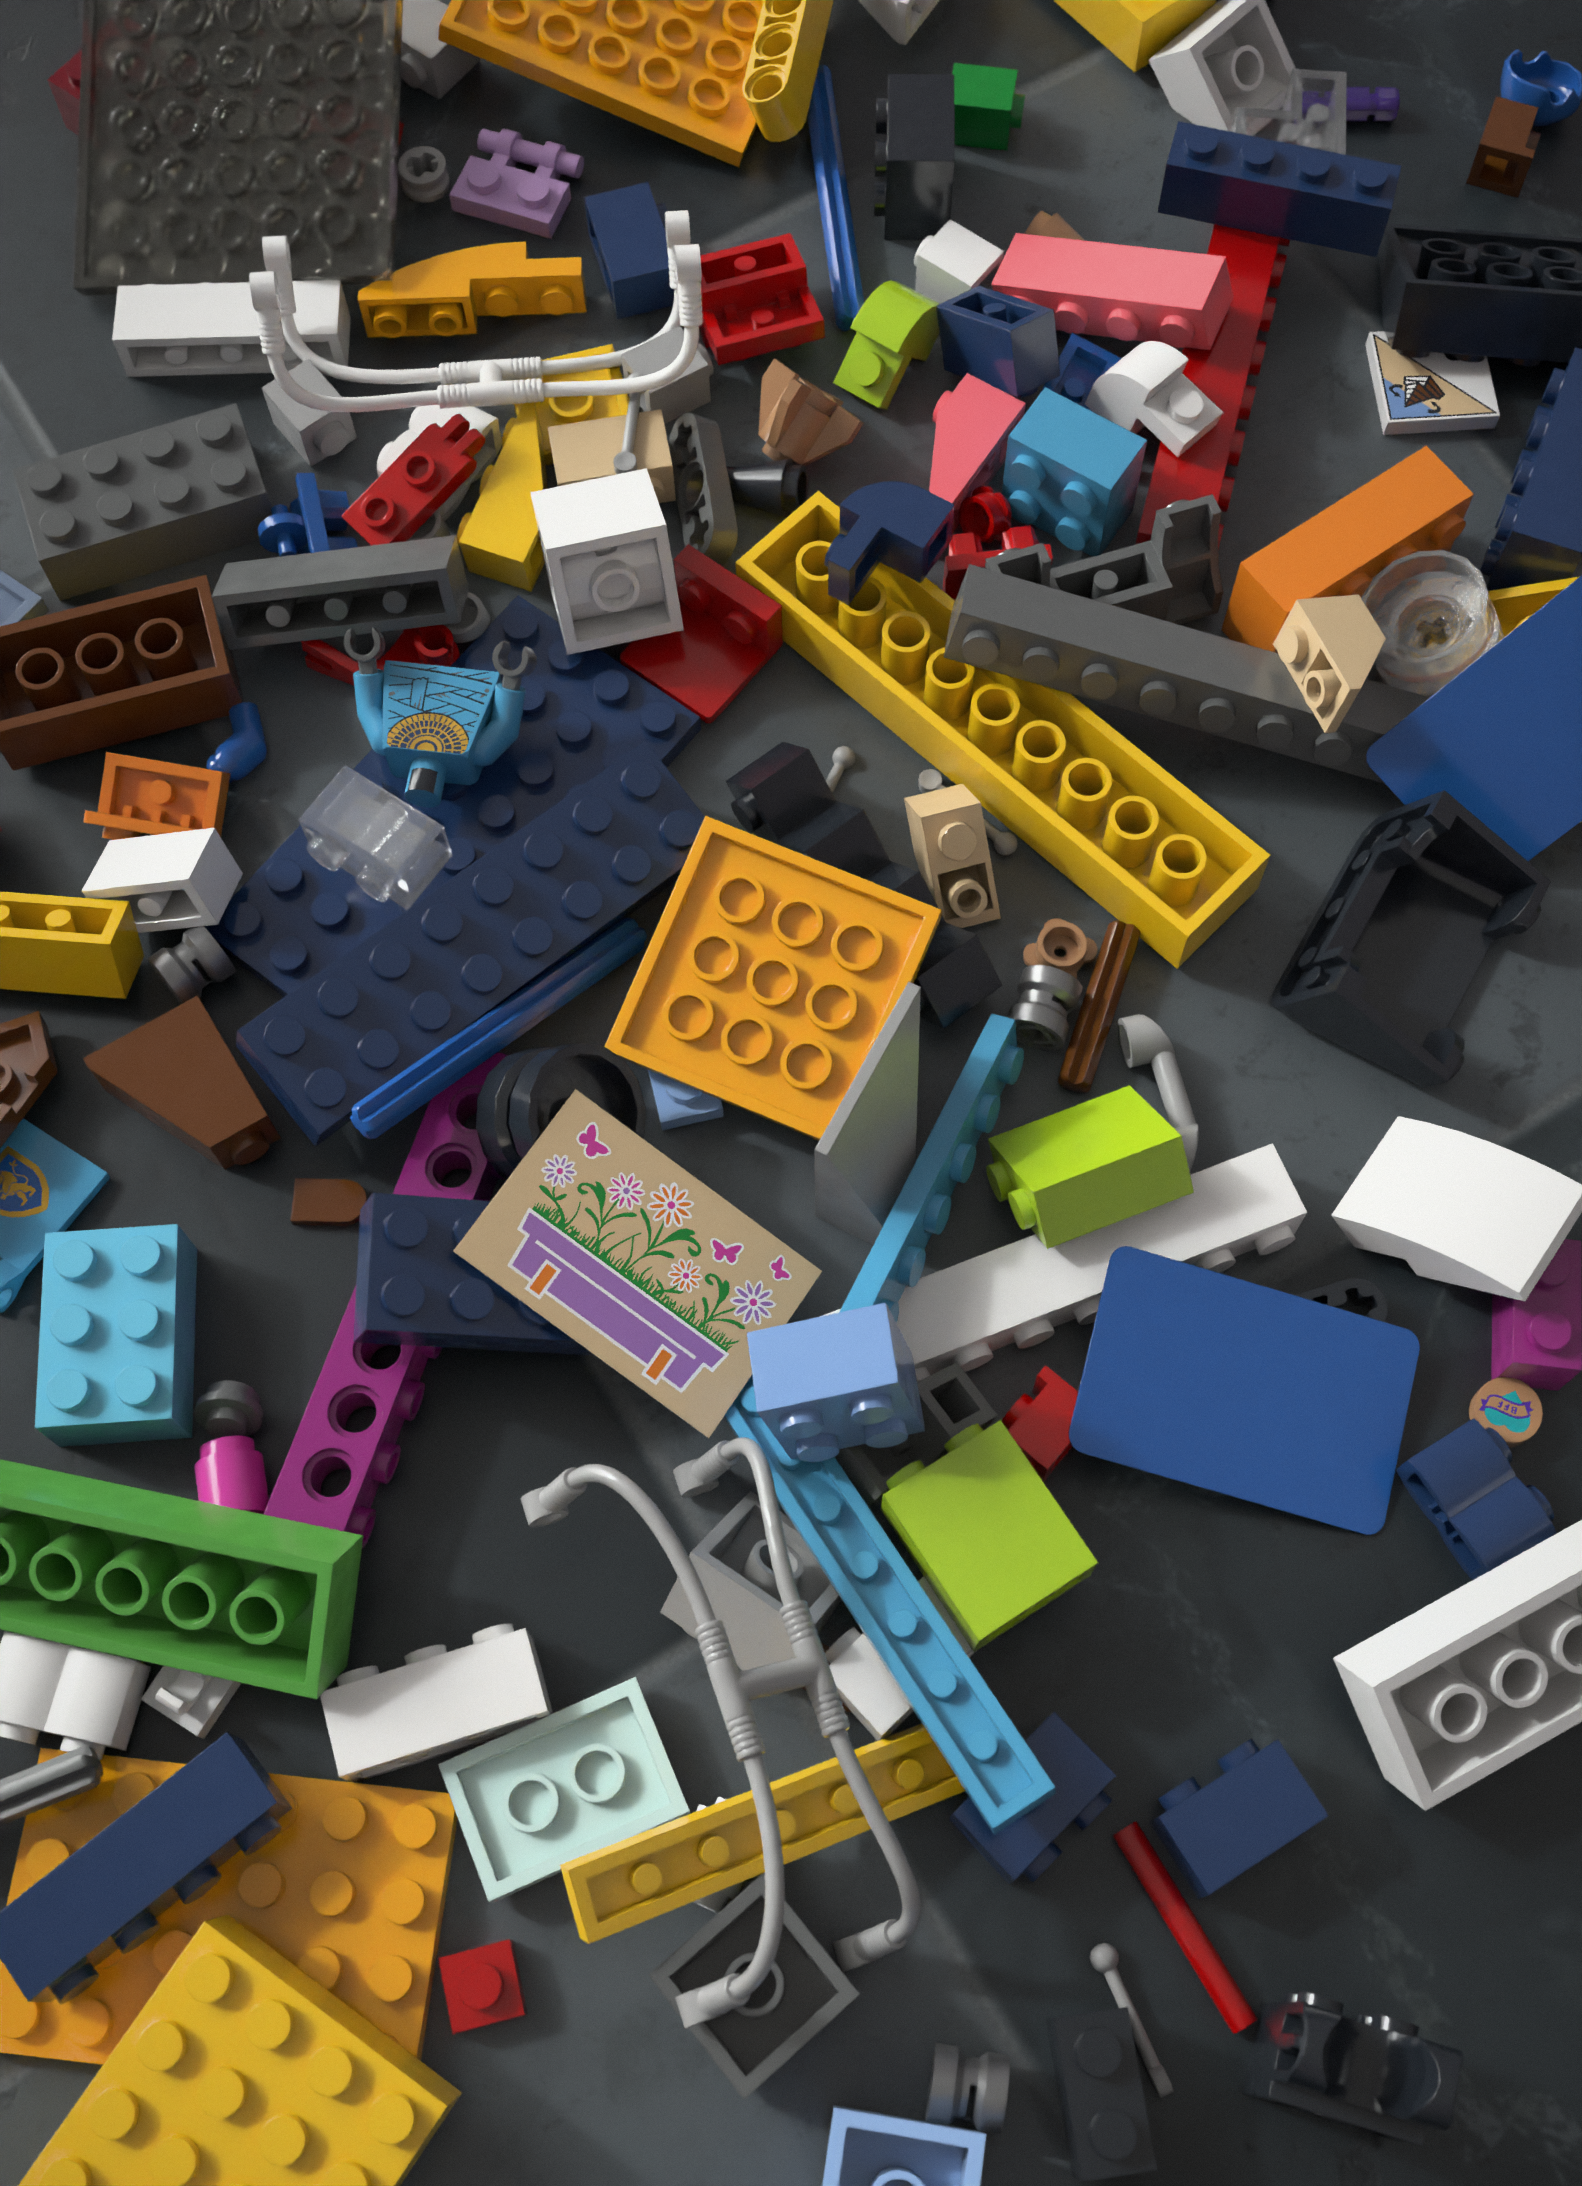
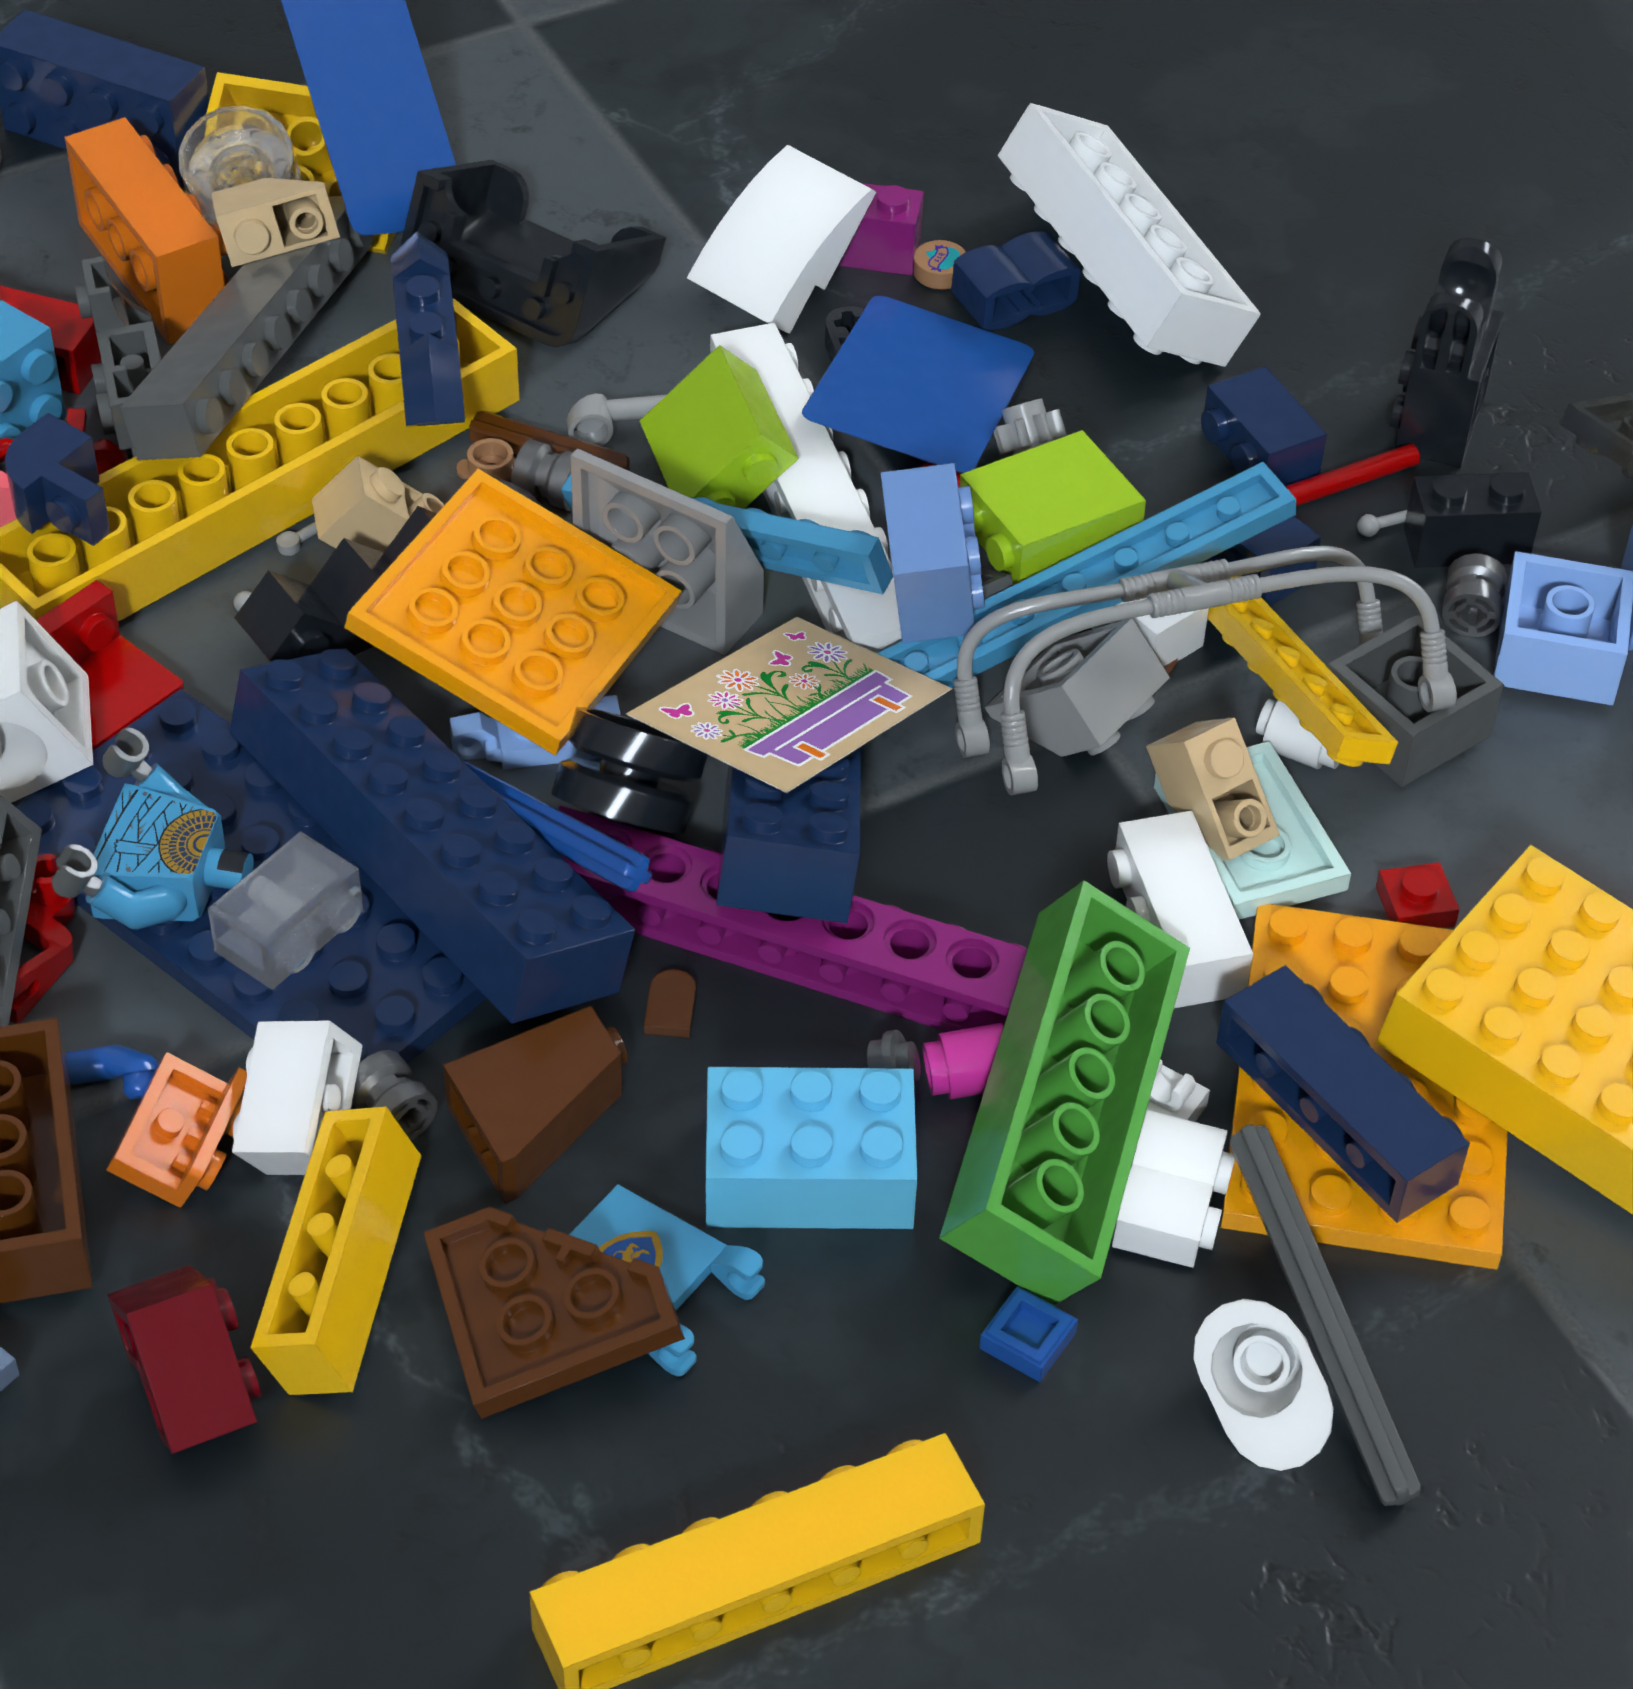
camera: 90 degrees left, 20 degrees down
(576, 1732) = (1213, 776): none -> tan slope
(1174, 837) = (426, 334): none -> dark blue brick
(1184, 1523) = (1028, 427): none -> light grey gear

